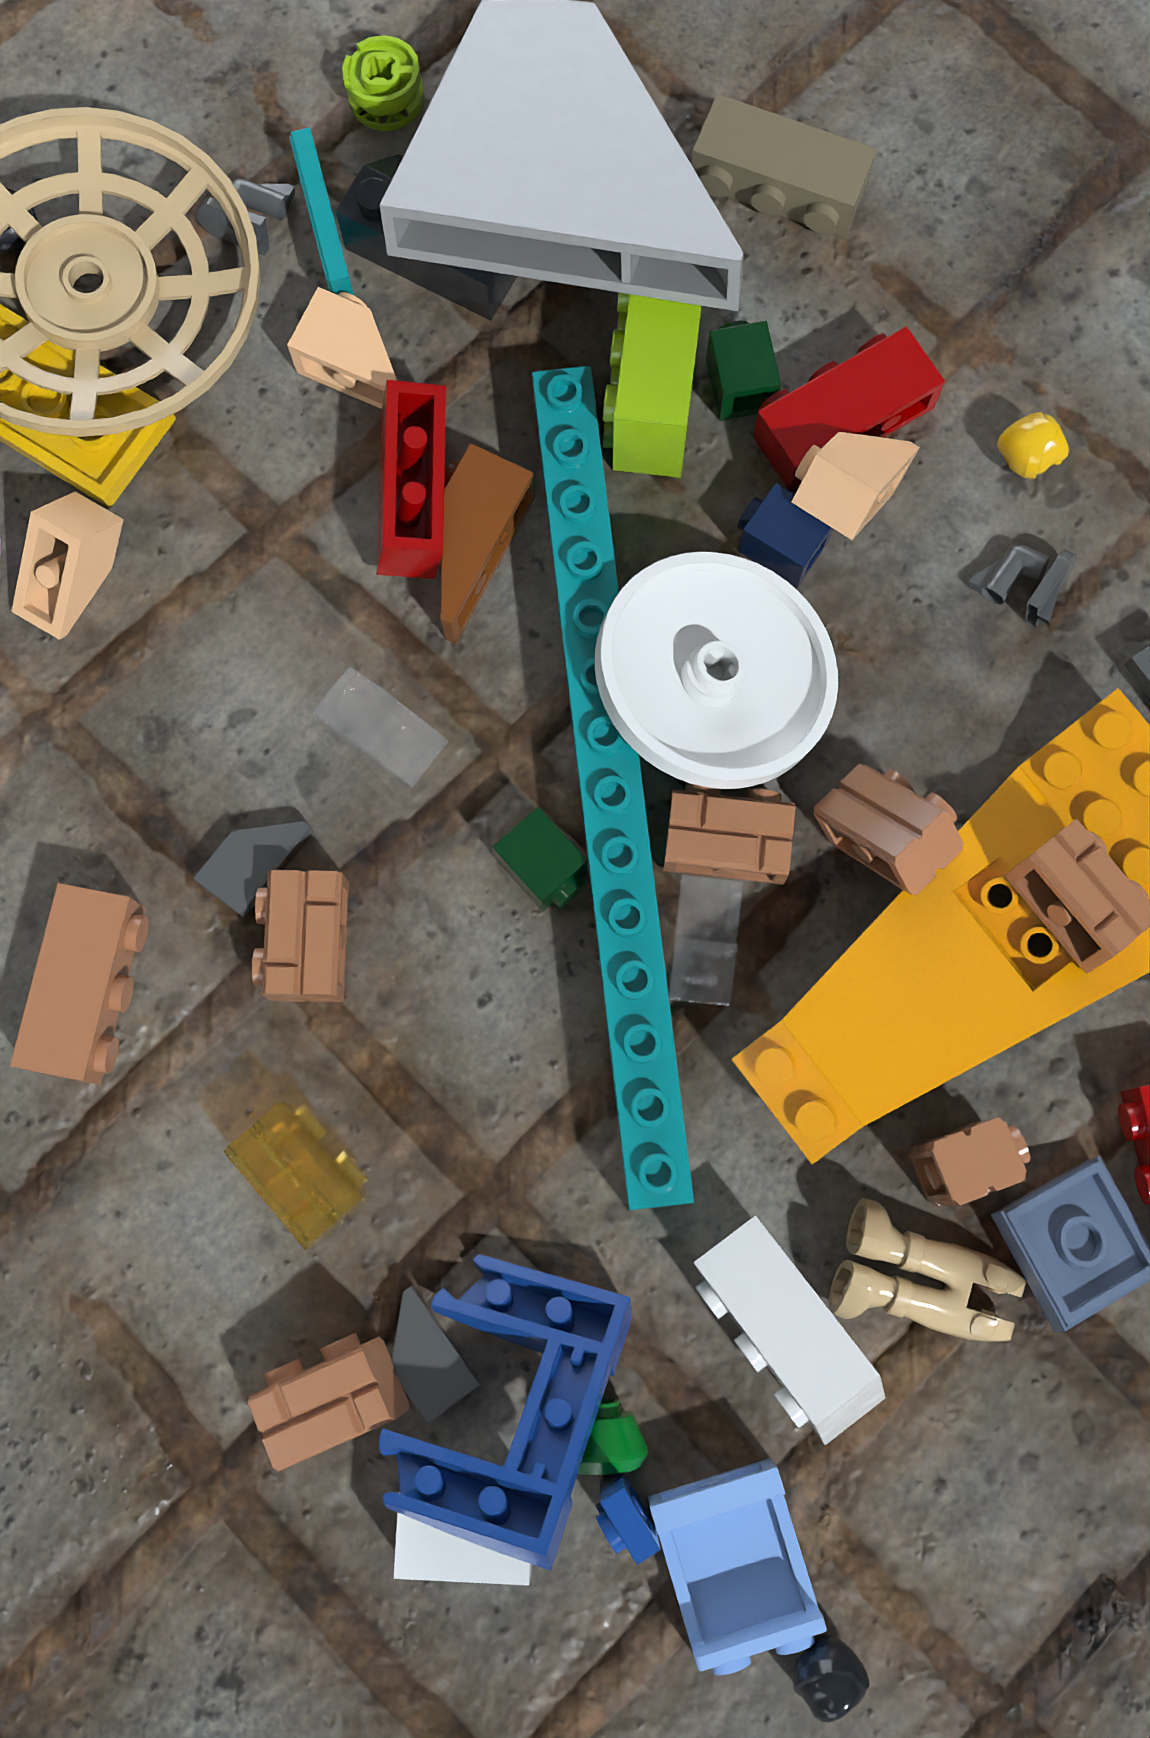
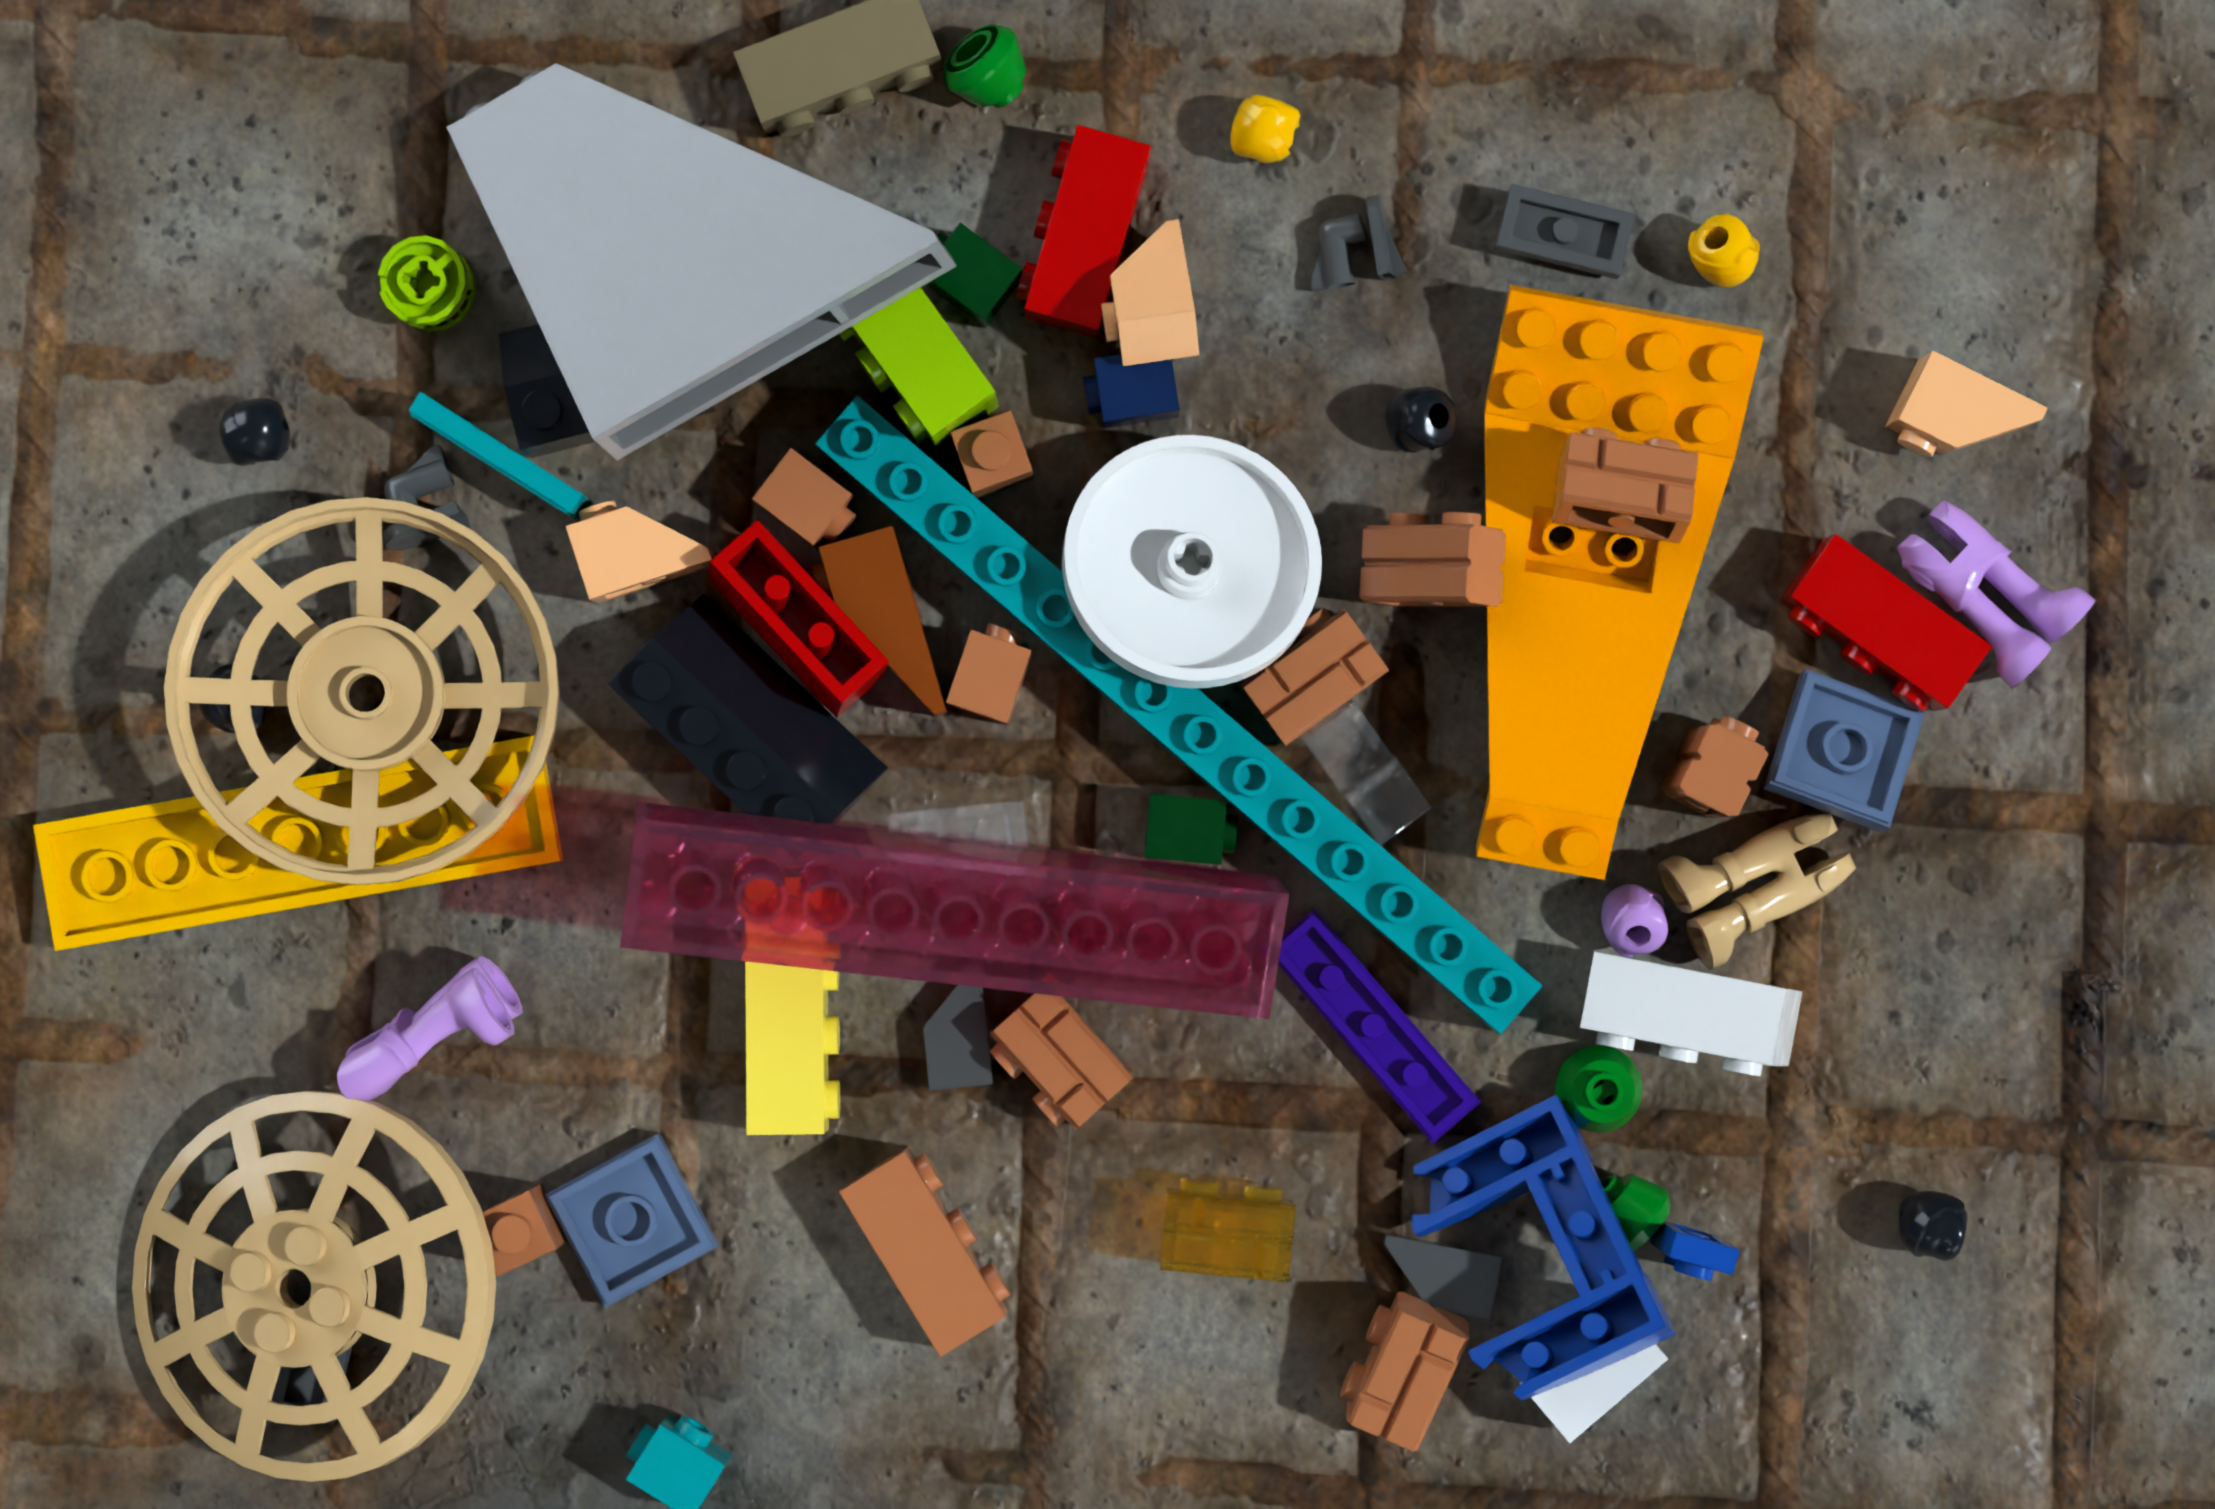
camera: 50 degrees left, 10 degrees up
(64, 561) = (579, 938): light nougat slope -> none
(156, 731) = (790, 1050): none -> light yellow brick
(186, 75) = (255, 431): none -> black piece
(310, 527) = (745, 720): none -> black slope
(317, 750) = (951, 911): none -> clear pink brick
(494, 411) = (806, 500): none -> nougat brick
(506, 635) = (990, 673): none -> nougat brick
(544, 1126) = (1374, 1027): none -> dark purple tile
(646, 492) = (992, 454): none -> nougat brick
(646, 1325) = (1585, 1102): none -> green cone
(737, 1567) = (1800, 1209): light blue panel -> none
(806, 1223) = (1634, 920): none -> lavender piece
(876, 251) = (986, 67): none -> green cone
(969, 728) = (1421, 419): none -> black piece

